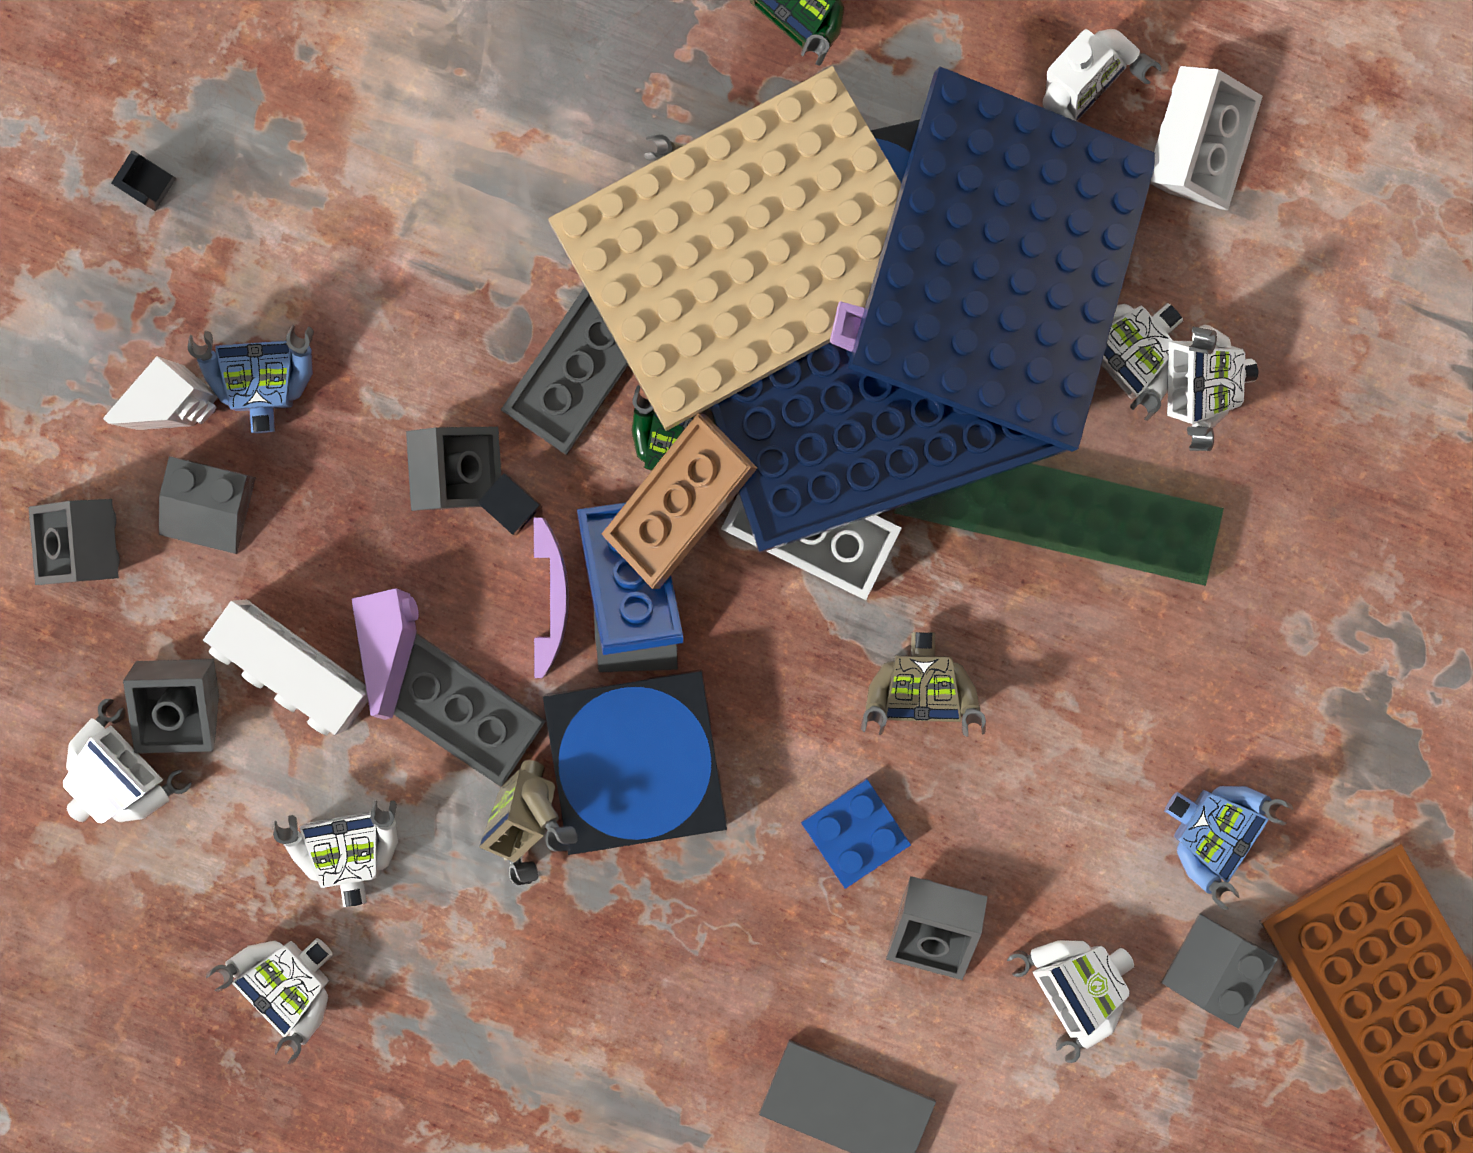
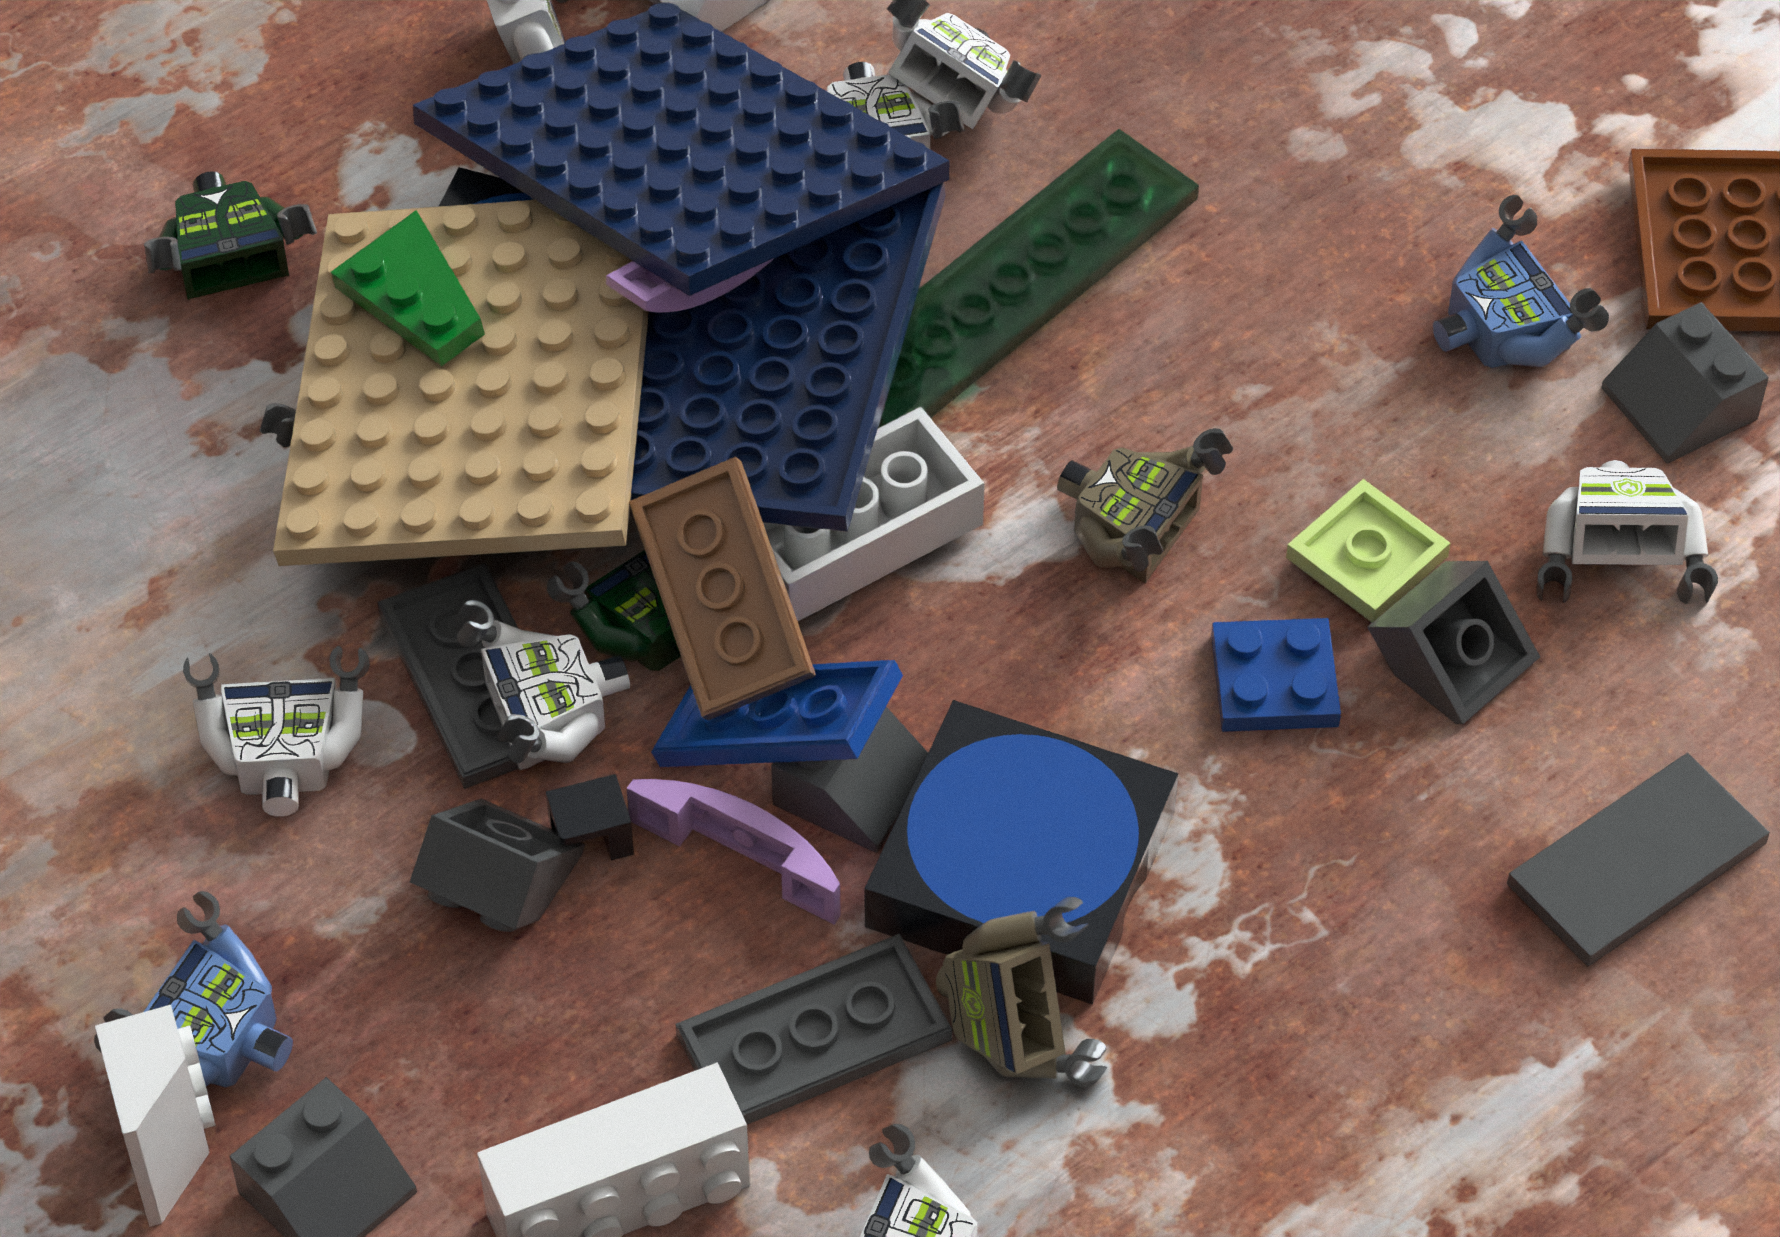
camera: 60 degrees left, 35 degrees down
(385, 642) = (650, 1041): lavender slope -> none
(461, 286) = (280, 732): none -> white torso
(569, 428) = (540, 686): none -> torso
(783, 171) = (412, 290): none -> green wing
(976, 842) = (1368, 550): none -> yellowish green plate

